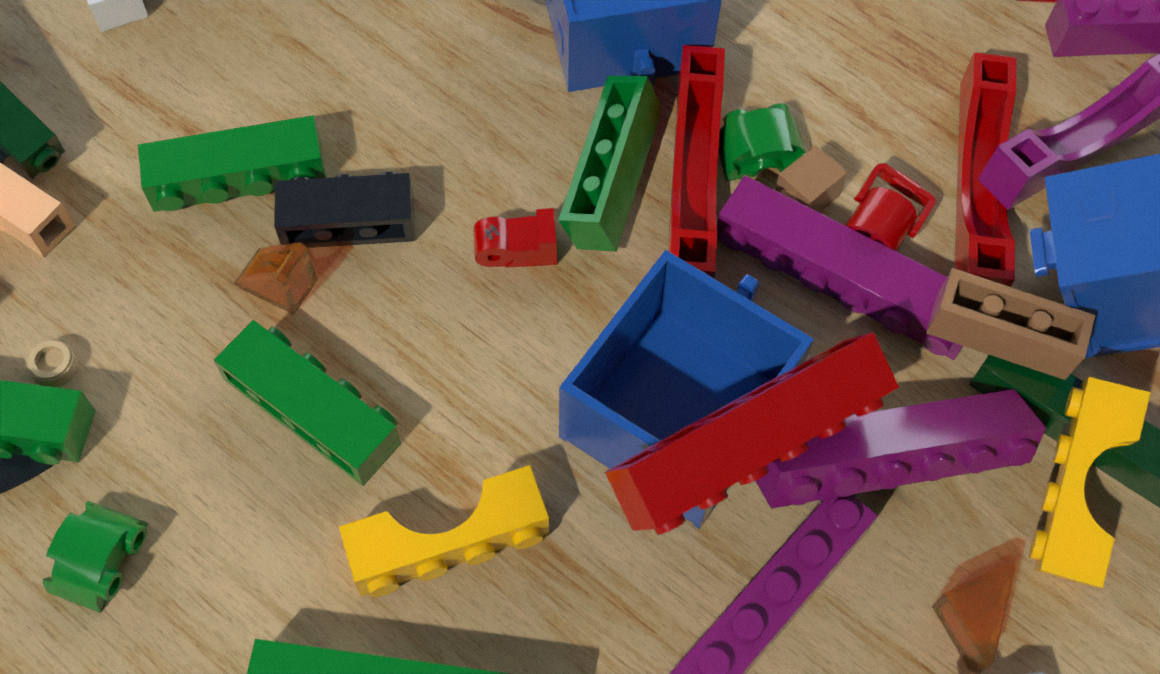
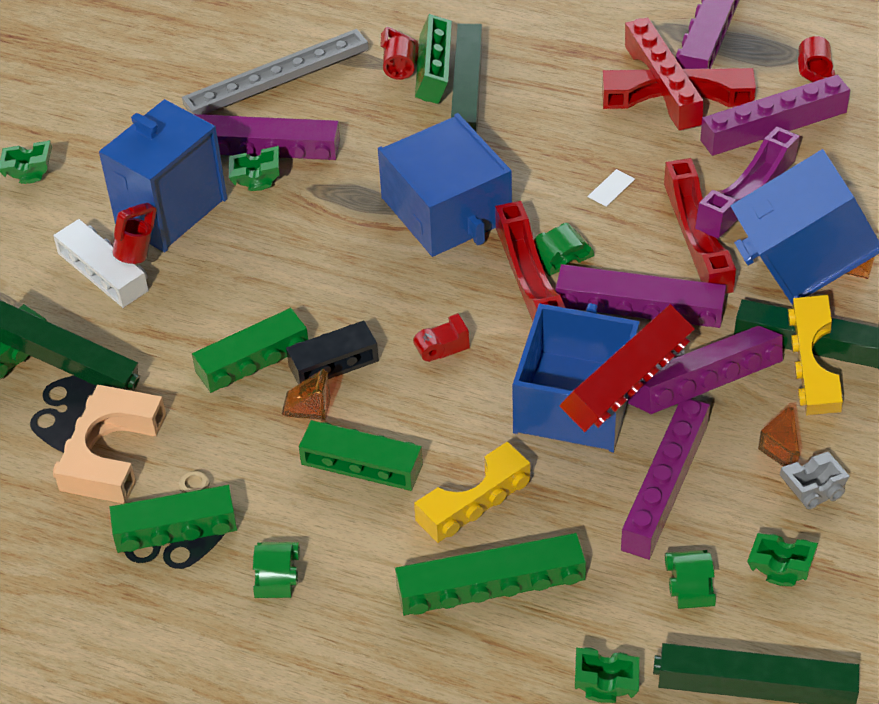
camera: 15 degrees left, 15 degrees down
(611, 163) = (480, 282): green brick -> none
(812, 180) = (601, 255): medium nougat brick -> none
(878, 62) = (611, 187): none -> white sticker
(886, 213) = (652, 257): red piece -> none
(1011, 324) = (741, 288): medium nougat brick -> none

